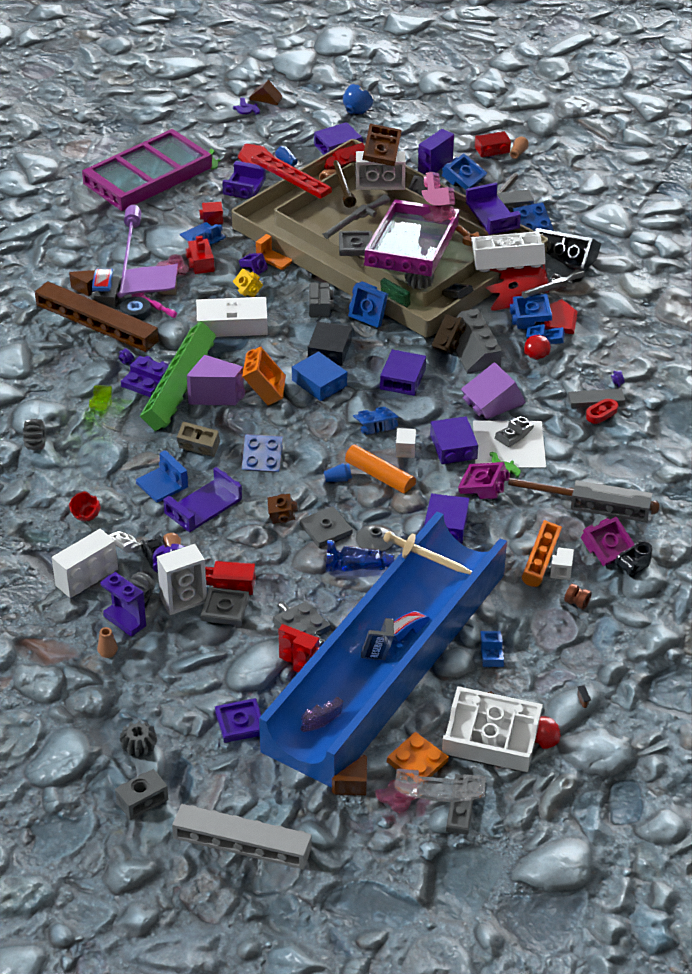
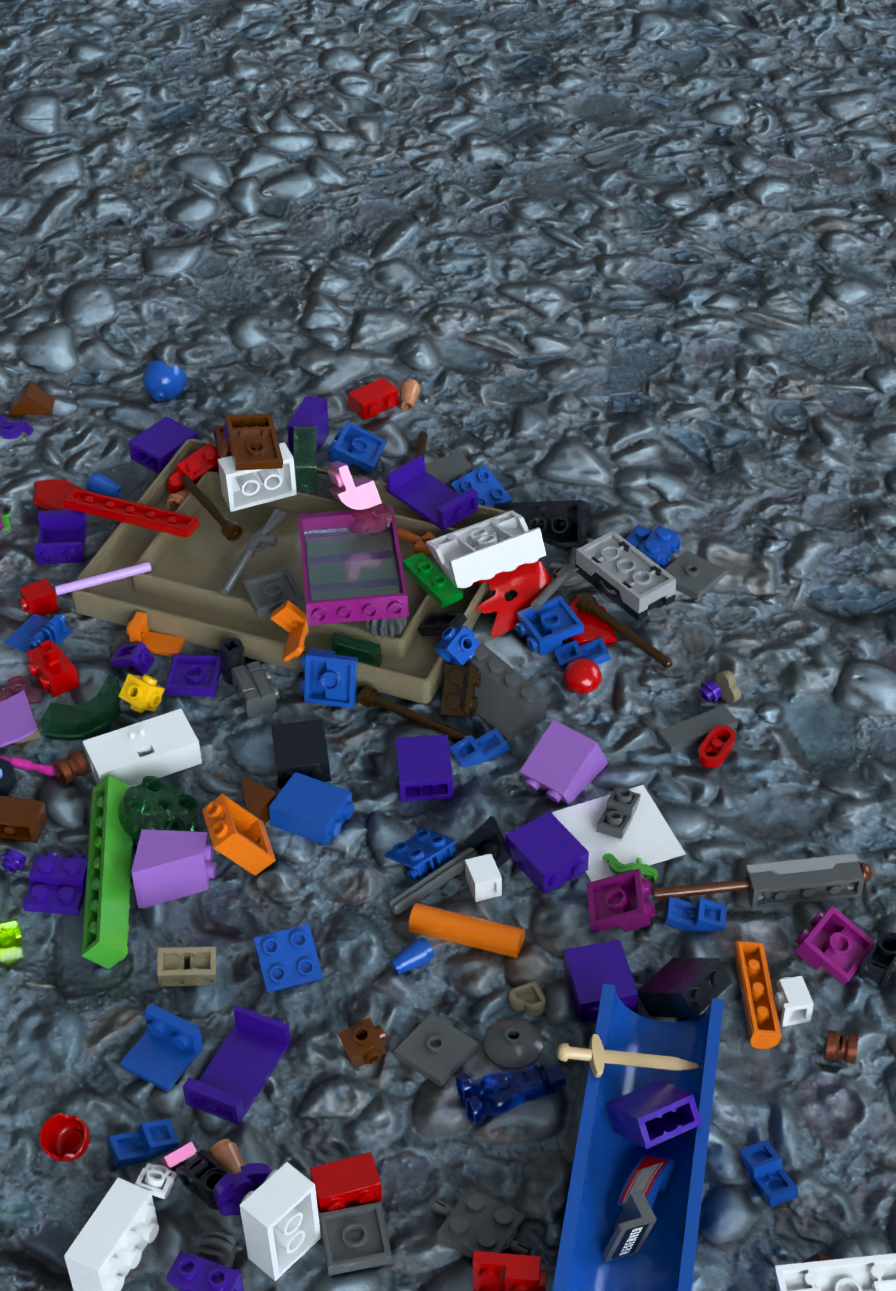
camera: 20 degrees left, 0 degrees up
(130, 525) = (147, 1143): none -> blue slope
(145, 534) = (178, 1155): none -> bright pink tile
(184, 314) = (68, 768): none -> copper wheel
(216, 288) = (85, 719): none -> clear green arch
(223, 346) = (157, 807): none -> clear green piece
(253, 208) = (102, 578): none -> lavender bar
(286, 361) = (257, 799): none -> reddish brown slope
(287, 282) = (194, 675): none -> dark purple plate
(313, 275) = (232, 655): none -> black piece
(356, 260) = (295, 623): none -> orange bracket
(372, 437) = (430, 882): none -> dark grey axle
(392, 324) = (370, 697): none -> dark brown piece
(397, 516) = (528, 998): none -> dark tan tile
(420, 161) = (305, 457): none -> clear green arch
(421, 422) = (489, 840): none -> black slope
(427, 587) = (653, 1113): none -> dark purple brick
(440, 372) = (473, 752): none -> blue slope
(457, 303) = (457, 645): none -> blue brick
(464, 261) = (432, 579): none -> green plate
(487, 534) = (684, 987): none -> black brick
(534, 504) = (703, 916): none -> blue slope
(564, 305) = (588, 604): none -> dark brown piece
(600, 293) = (625, 575): none -> light grey piece
(629, 282) = (655, 544): none -> blue plate
(630, 378) = (727, 684): none -> dark tan tile
(649, 306) = (694, 574): none -> dark grey plate

